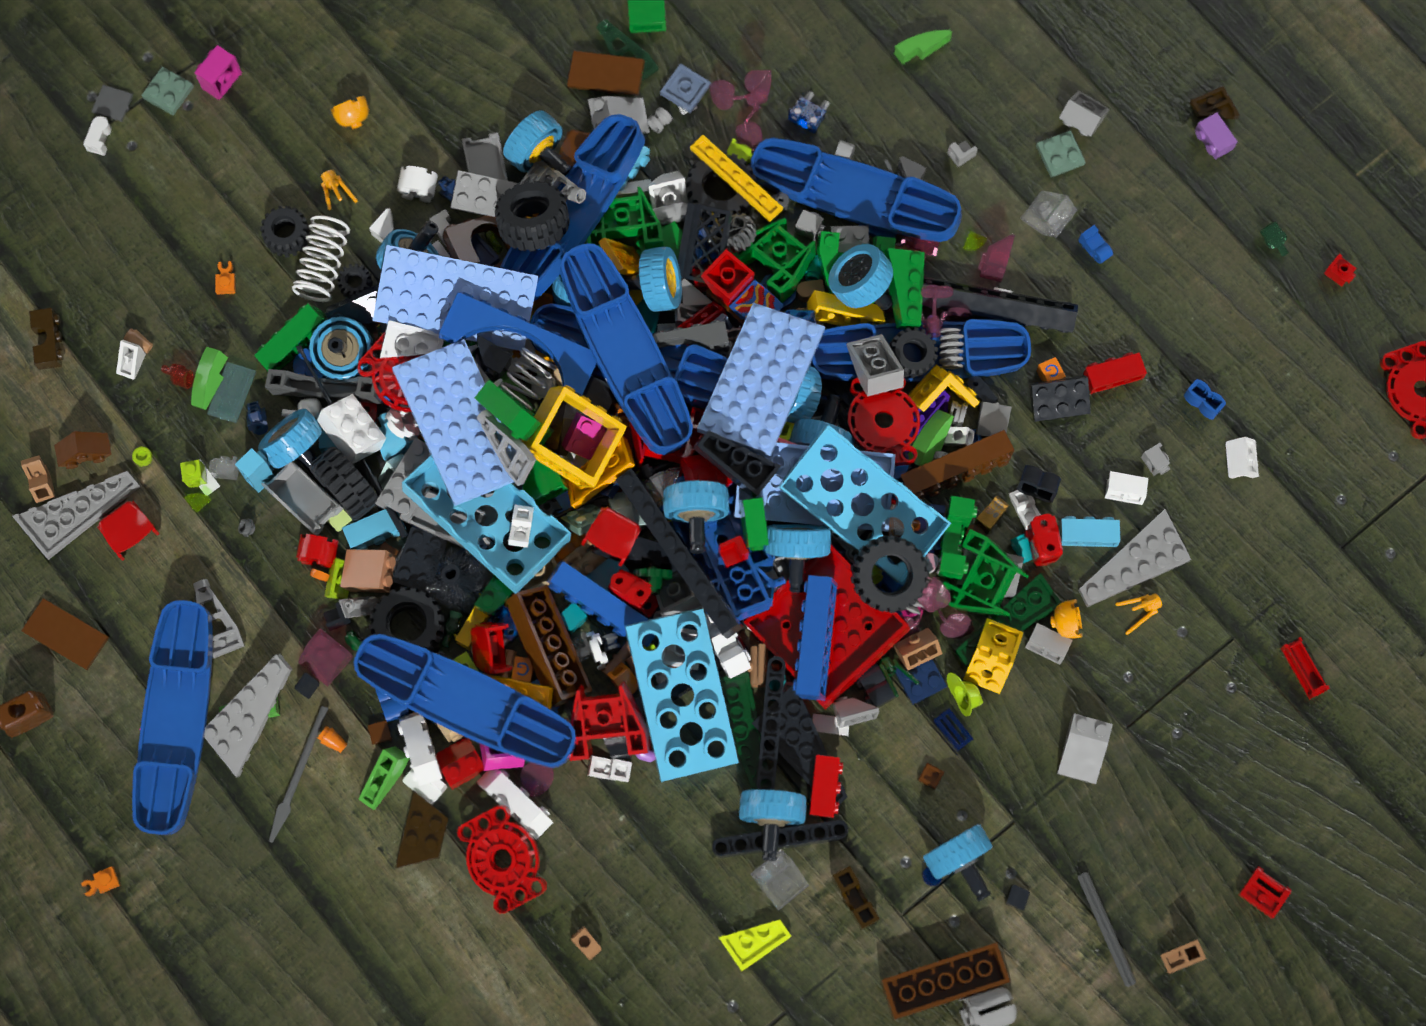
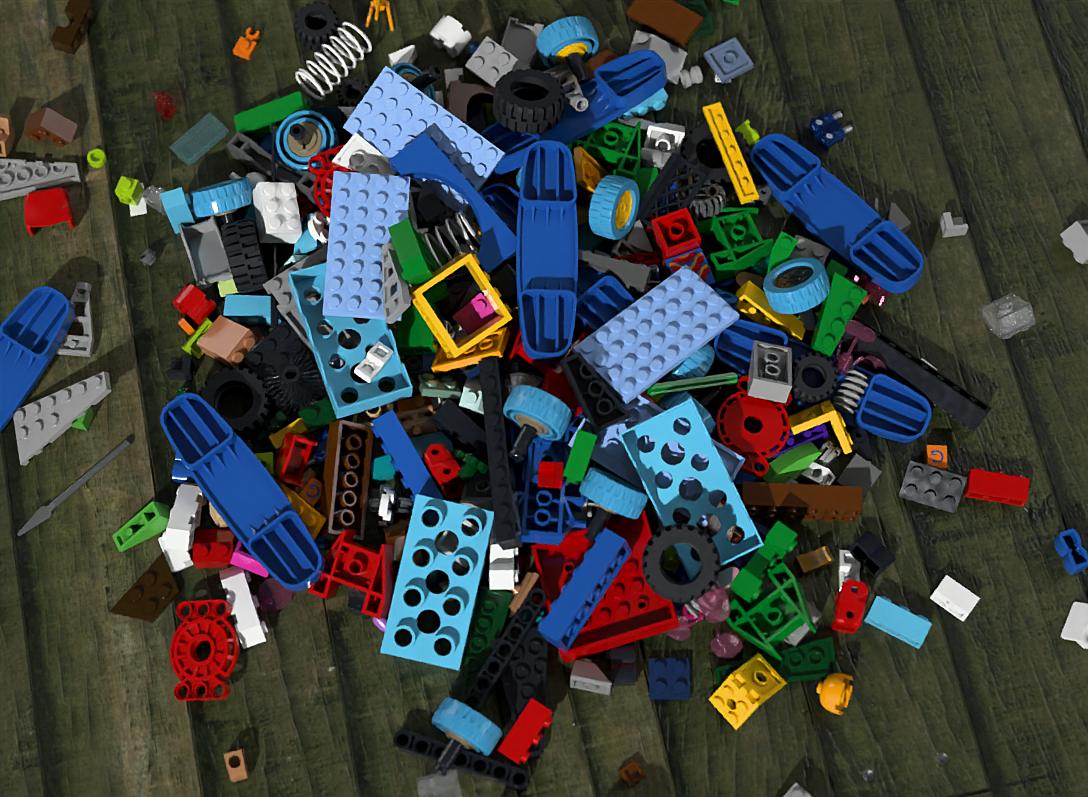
camera: 30 degrees right, 5 degrees down
(129, 359) = (131, 73): white slope -> none
(136, 337) = (145, 60): medium nougat cone -> none
(197, 501) = (120, 216): clear neon green tile -> none
(207, 377) = (185, 117): bright green slope -> none
(257, 418) = (206, 169): dark blue hips -> none
(306, 685) = (122, 415): black slope -> none
(324, 657) = (149, 397): clear pink slope -> none
(332, 739) = (118, 472): orange cone -> none
(358, 606) = (201, 367): light grey hinge -> none
(379, 732) = (162, 487): reddish brown tile -> none
(609, 769) = (343, 619): white slope -> none
(613, 533) = (449, 407): red piece -> none
(759, 85) = (791, 80): clear pink plant -> none
(809, 224) = (777, 223): light grey brick -> none
(815, 408) = (692, 384): none -> green axle
(828, 724) = (561, 678): white sticker -> none
(845, 150) = (845, 175): light grey leg -> none
(888, 669) = (642, 654): dark green plant -> none
(918, 649) = (679, 649): medium nougat brick -> none
(921, 45) = (964, 115): bright green slope -> none
(963, 743) = (678, 758): clear blue tile -> none
(965, 693) = (703, 713): lime piece -> none
(974, 241) = (924, 309): clear neon green tile -> none
(995, 260) = (935, 332): clear pink slope -> none
(1022, 547) = (826, 605): teal cone -> none
(1048, 644) = (806, 706): light grey hinge -> none
(1060, 154) = (1045, 268): sand green plate -> none
(1095, 245) = (1037, 363): blue leg -> none
(1143, 558) = (940, 671): light grey wing -> none
(1149, 603) = (922, 715): light orange plant -> none
(1156, 460) = (996, 586): light grey brick -> none

